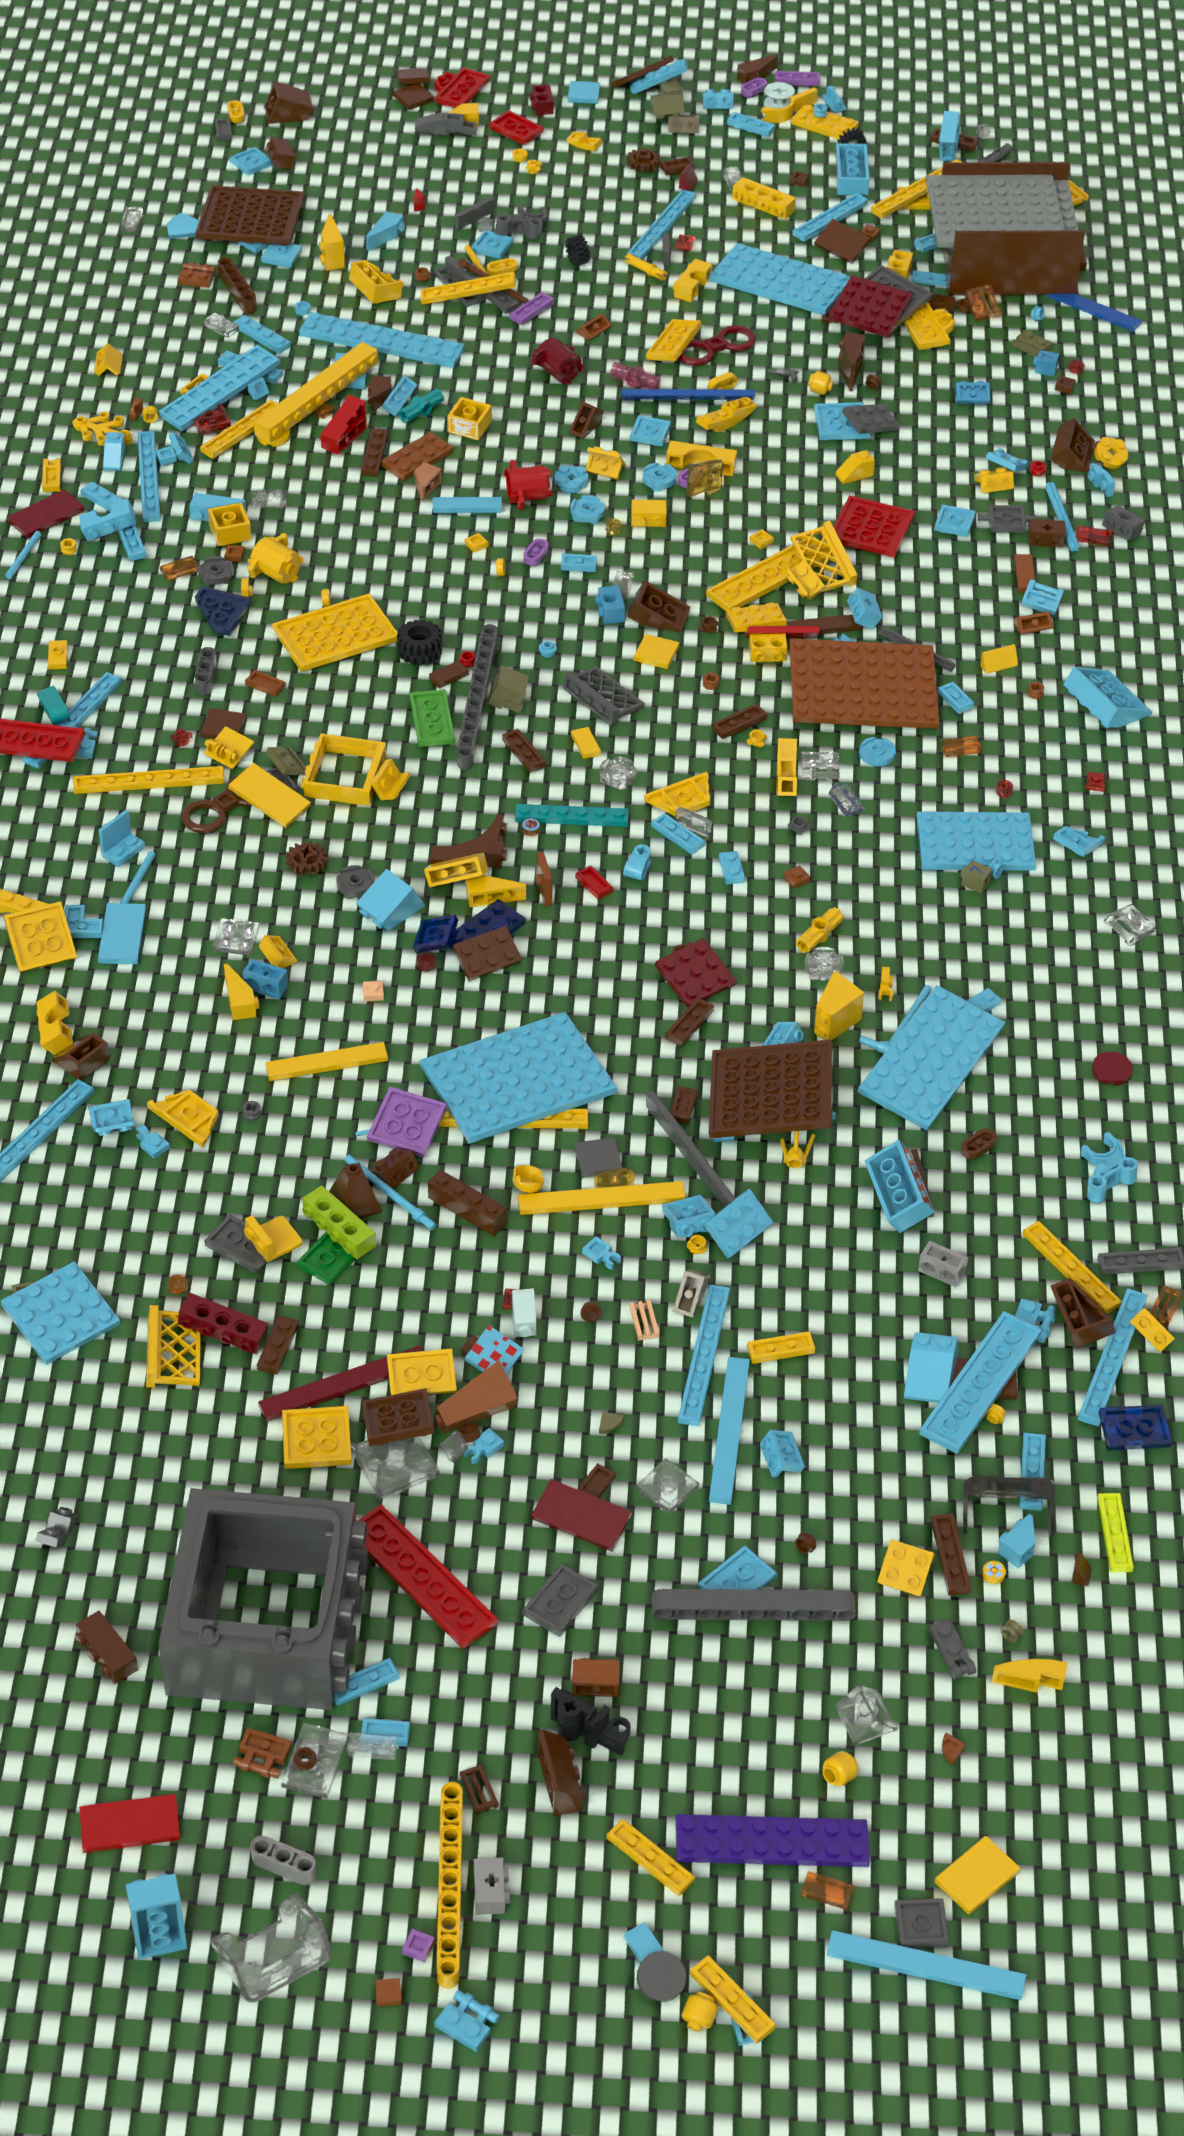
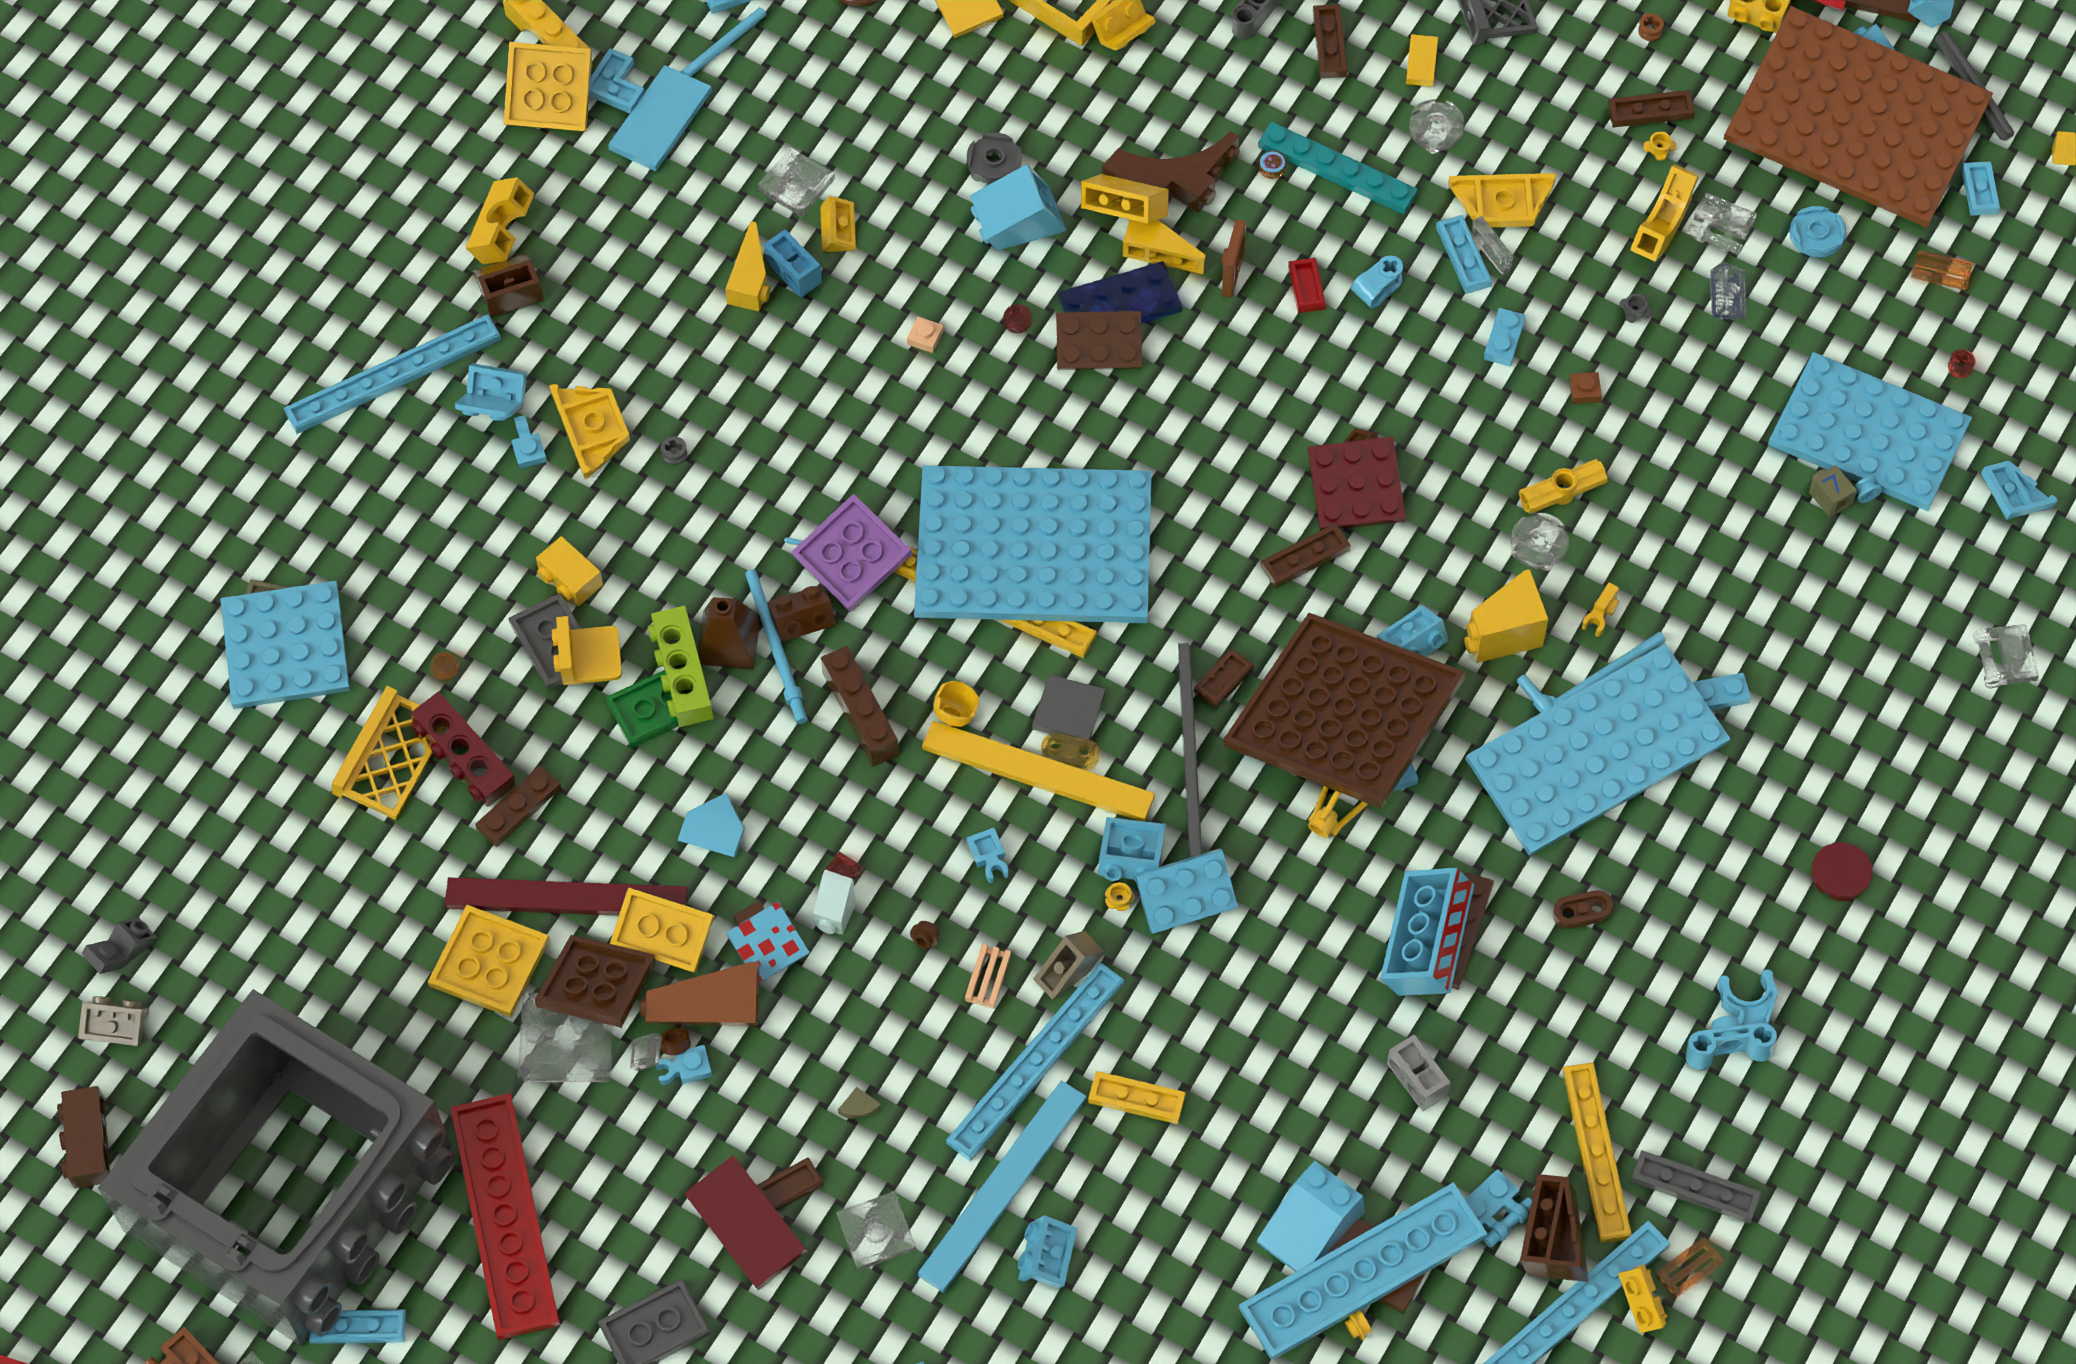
camera: 30 degrees right, 15 degrees up
(81, 1573) = (111, 1021): none -> bracket
(227, 1199) = (568, 572): none -> yellow brick
(306, 858) = (949, 98): reddish brown gear -> none
(326, 1061) = (807, 416): yellow tile -> none
(416, 1306) = (714, 826): none -> medium azure slope
(435, 934) = (1048, 283): clear blue plate -> none

